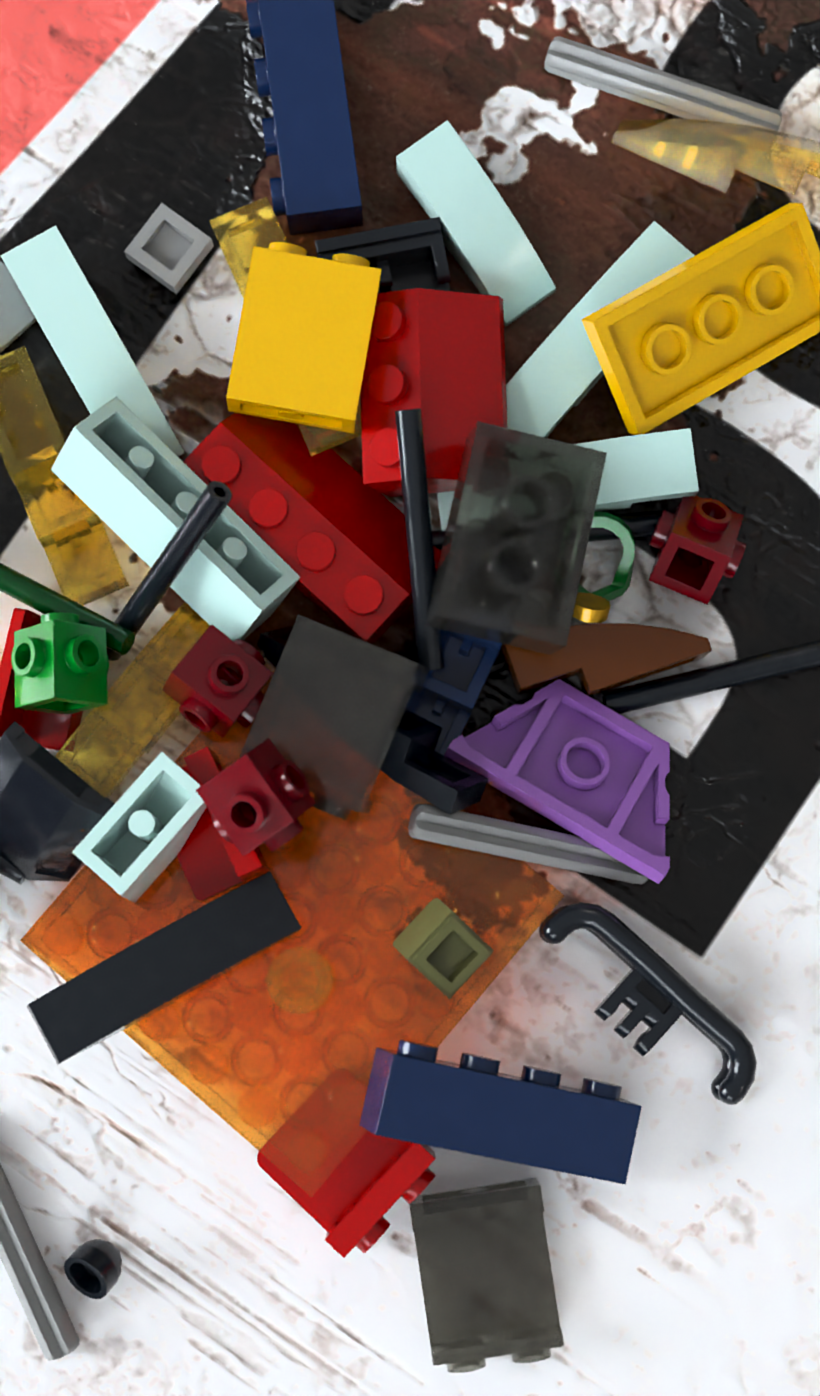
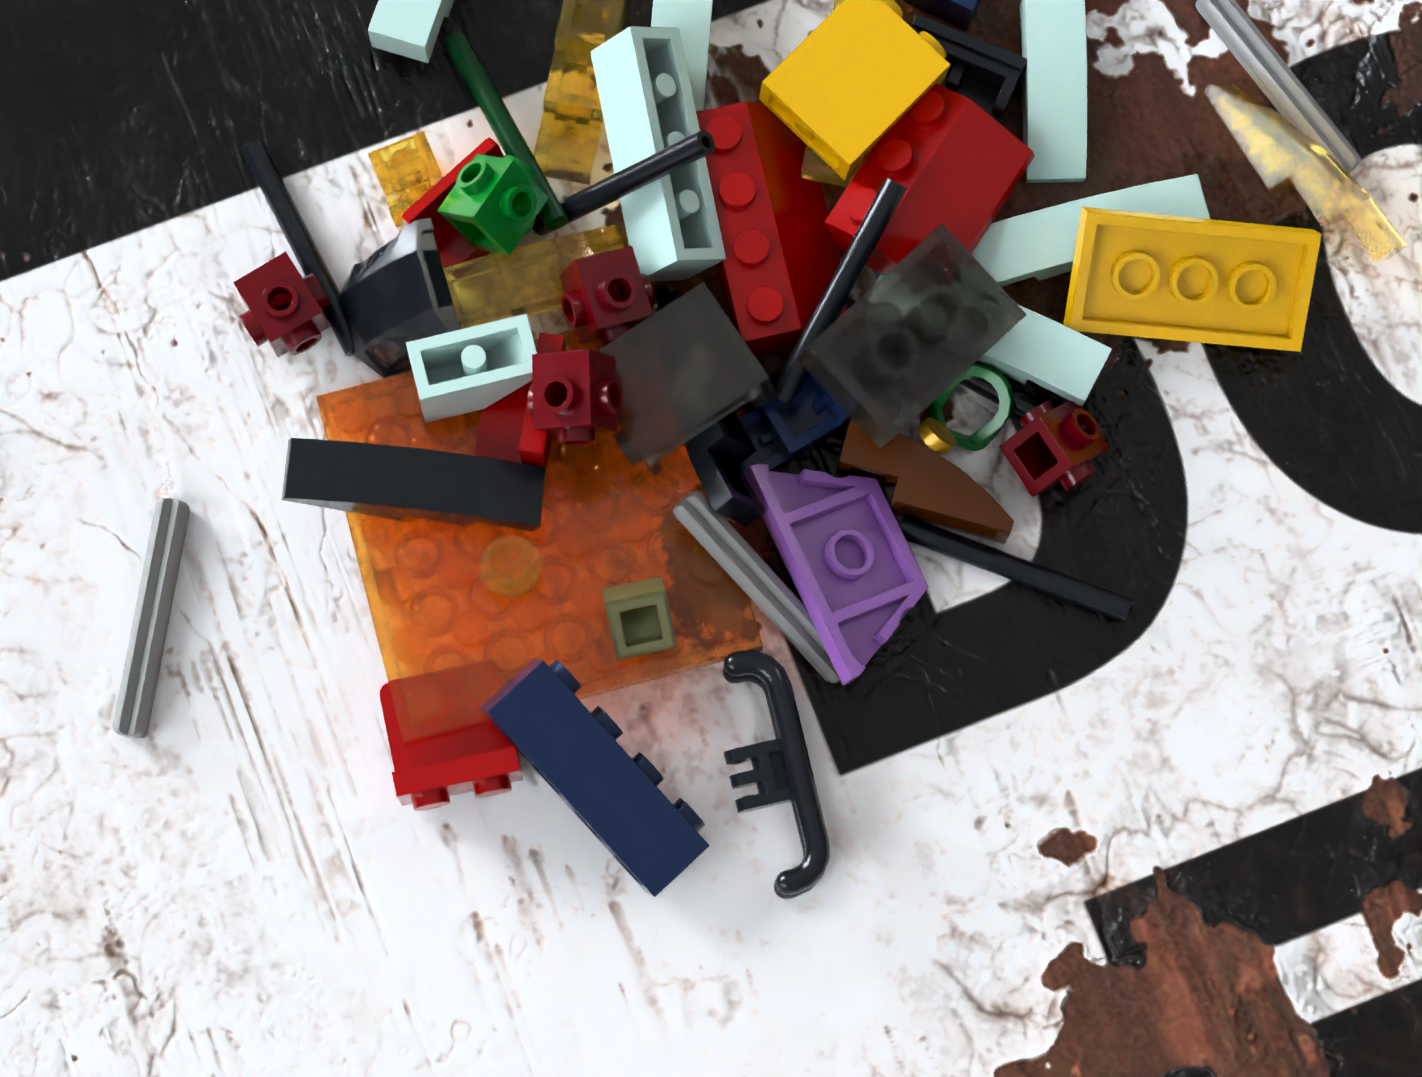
camera: 30 degrees right, 5 degrees down
(94, 1268) = (197, 684): black hinge -> none
(486, 1274) = (498, 897): clear smoke panel -> none

